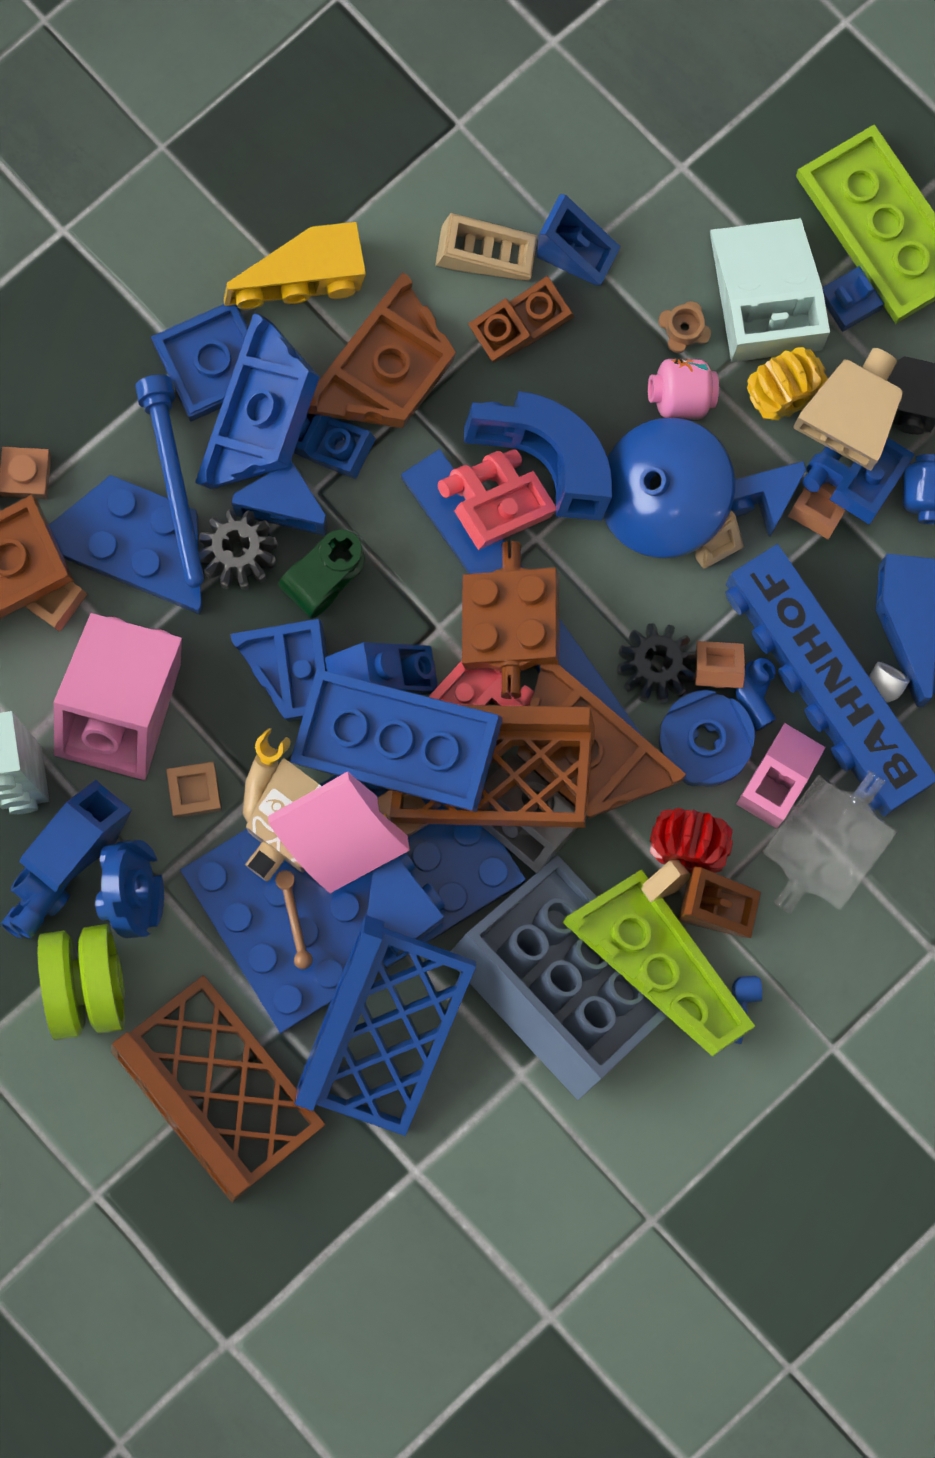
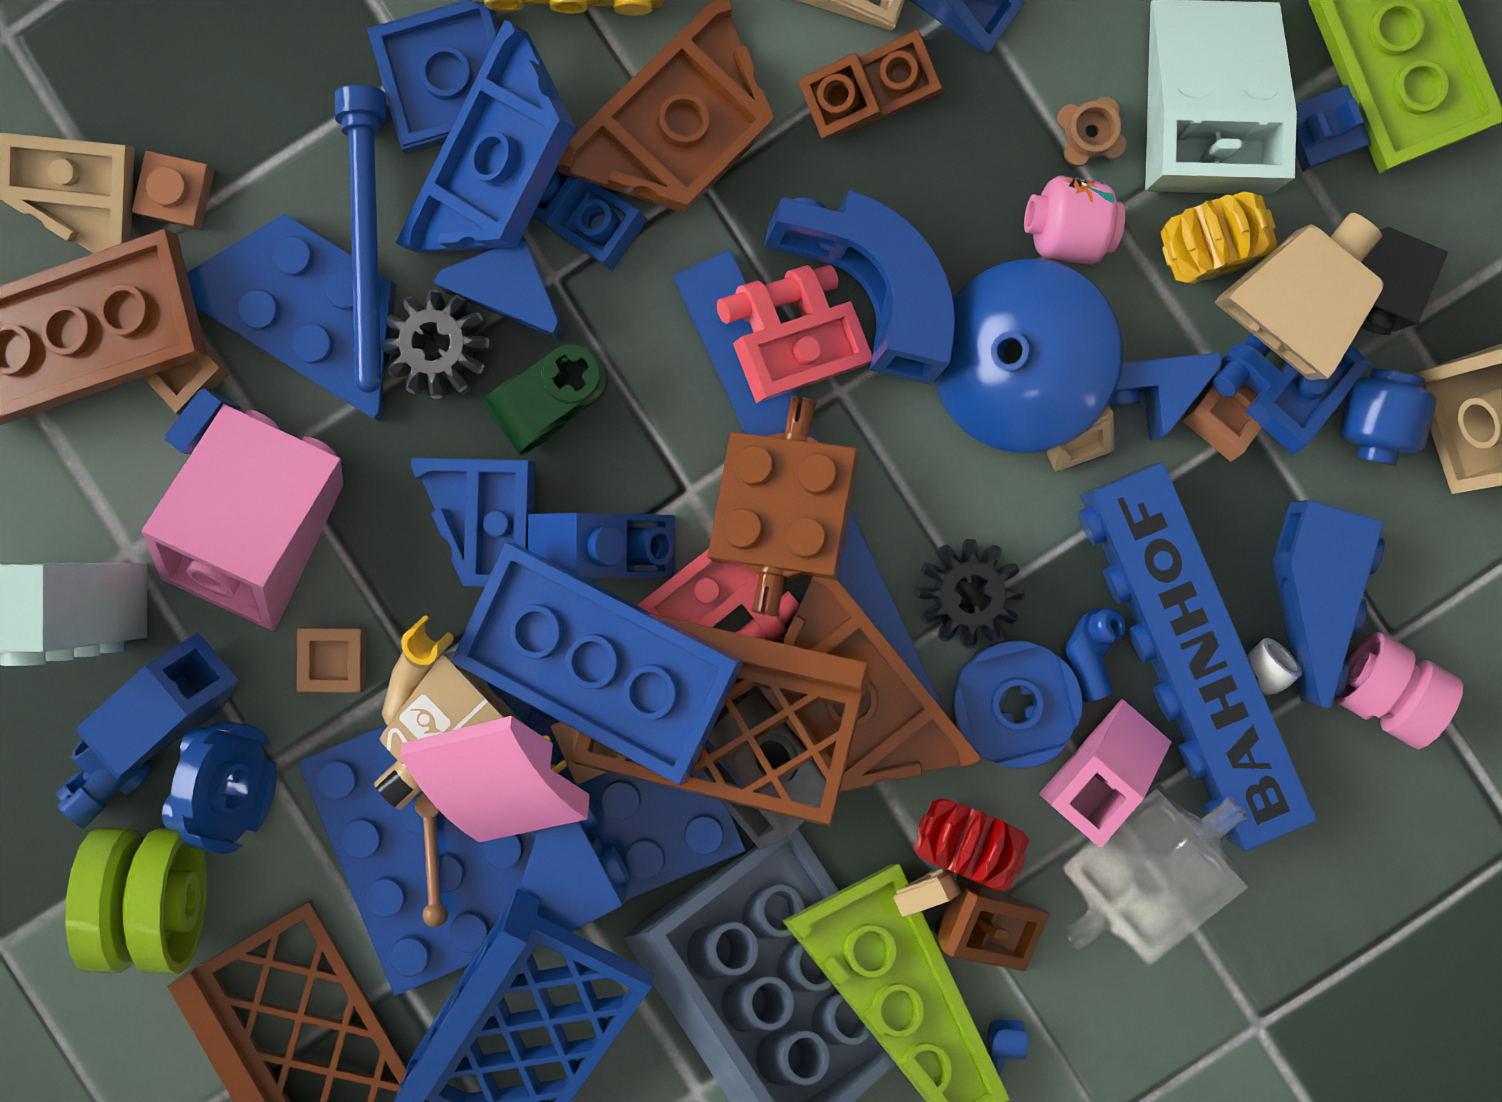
camera: 10 degrees right, 10 degrees up
(70, 631) = (196, 419): none -> blue tile
(720, 664) = (1053, 608): nougat plate -> none

